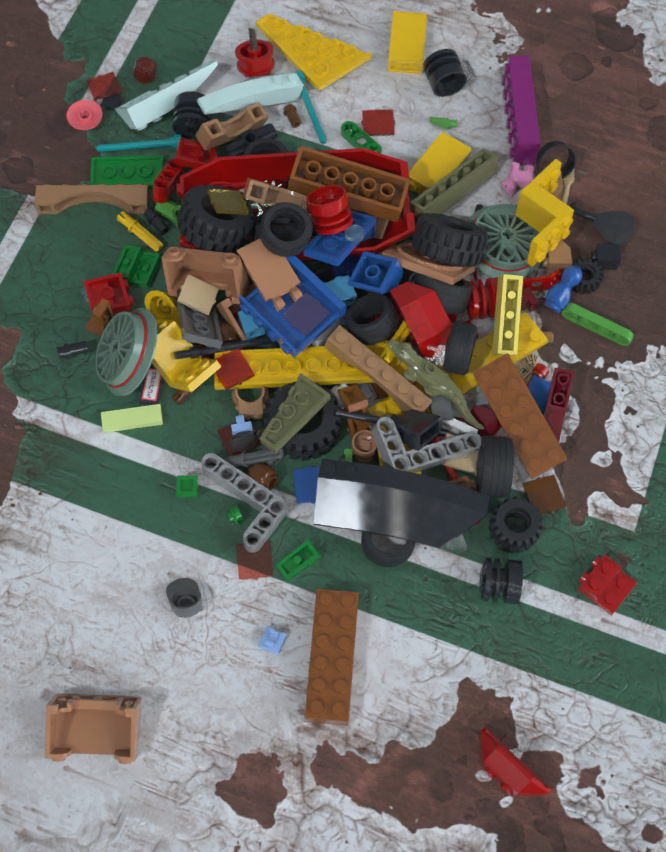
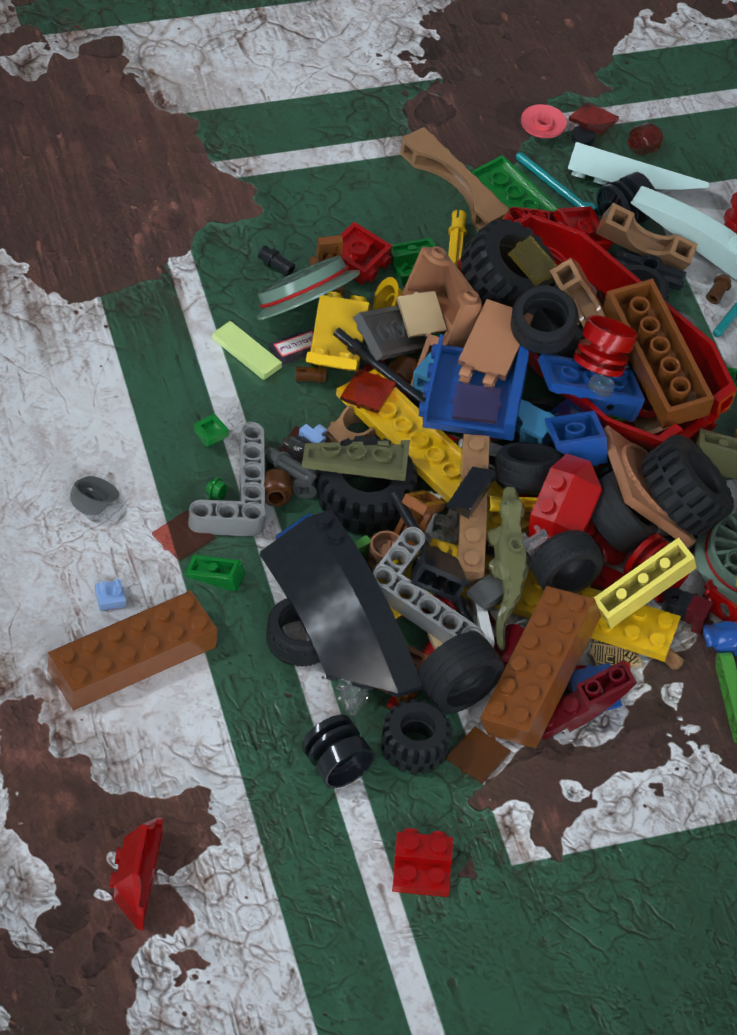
camera: 50 degrees right, 15 degrees down
(376, 365) = (471, 491): none -> black slope

